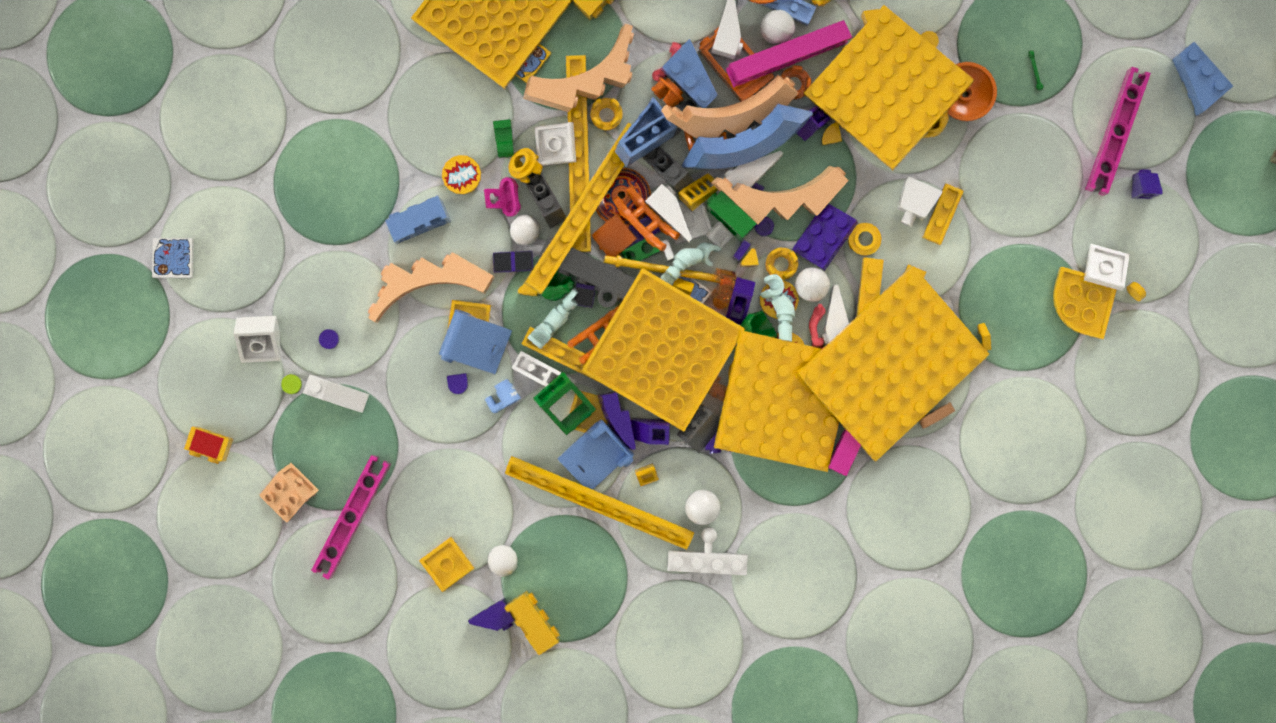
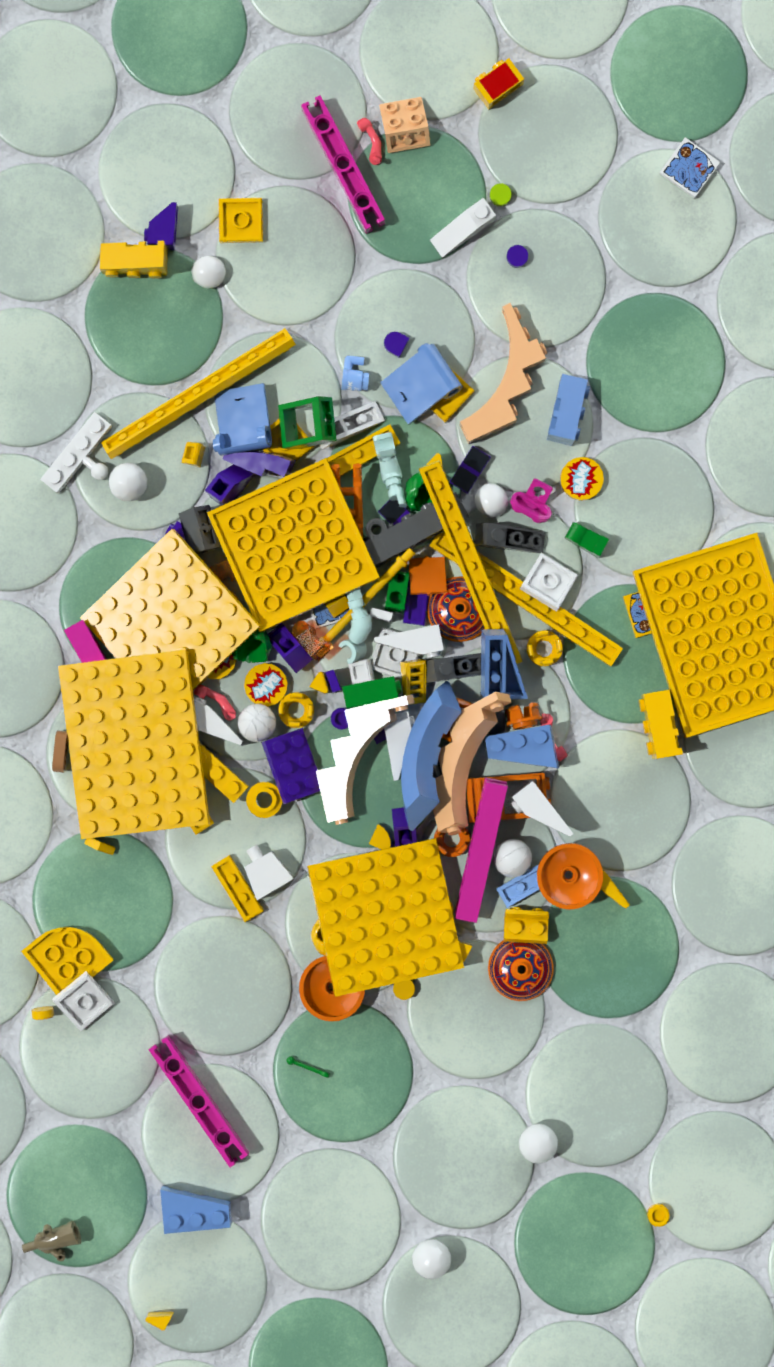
camera: 125 degrees right, 0 degrees up
(258, 339) = (562, 192): white slope -> none
(326, 498) = (376, 150): none -> coral piece
(530, 166) = (543, 543): yellow piece -> none
(562, 92) = (580, 650): light nougat arch -> none
(642, 208) = (433, 618): orange piece -> none
(783, 306) = (255, 681): light aqua piece -> none
(1146, 185) = (132, 1090): dark purple slope -> none

